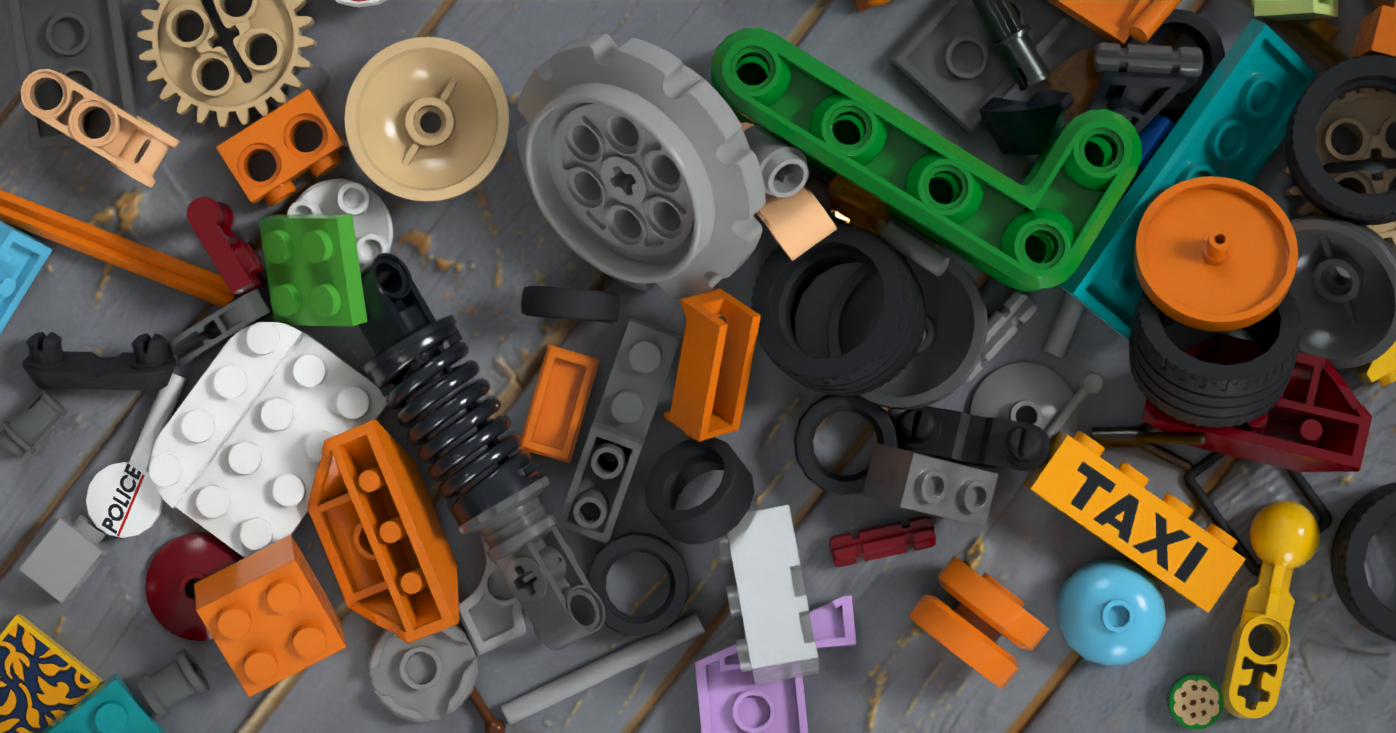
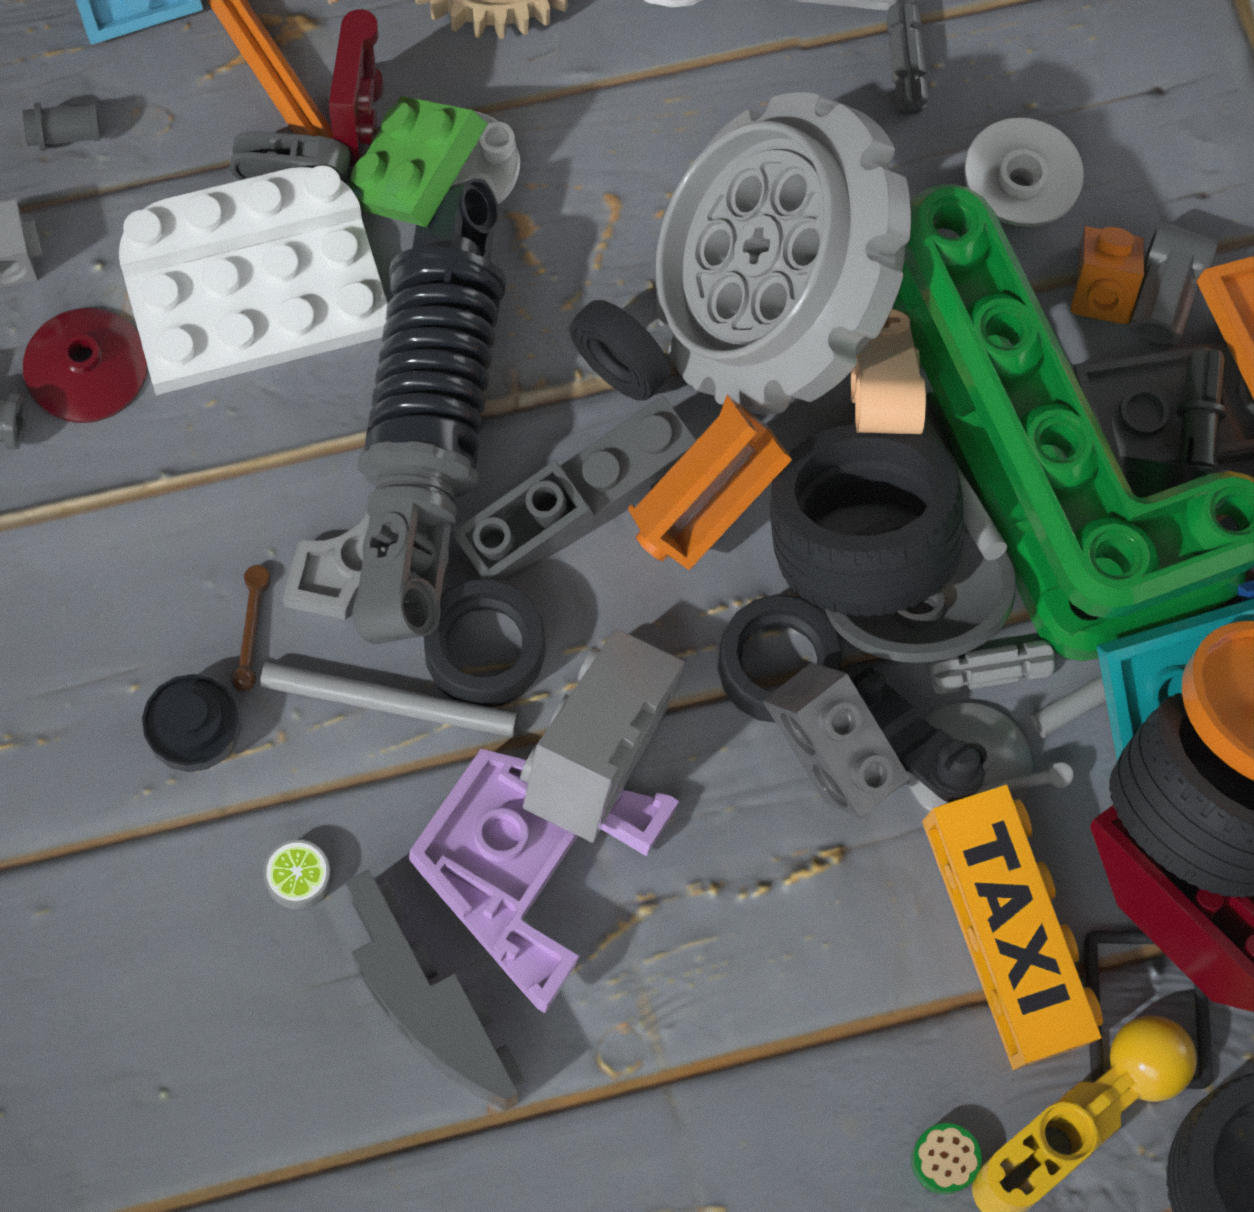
camera: 35 degrees right, 20 degrees down
(122, 494) = (86, 236): white piece -> none
(143, 369) = (200, 146): black piece -> none
(269, 615) = (125, 412): orange brick -> none
(277, 135) = (471, 47): orange brick -> none
(384, 534) = (291, 415): orange wedge -> none
(395, 95) = (620, 86): tan hat -> none
(425, 676) = (224, 574): light grey tile -> none
(559, 403) = (545, 432): orange tile -> none
(716, 514) = (610, 589): black tyre -> none
(781, 164) = (910, 334): light grey cone -> none
(857, 206) = (959, 434): clear orange plate -> none
(882, 541) = (747, 775): dark red axle -> none
(978, 621) = (788, 900): orange wheel -> none
(1111, 611) = (923, 1006): medium azure cylinder -> none
(1142, 438) = (1069, 858): dark brown plant -> none

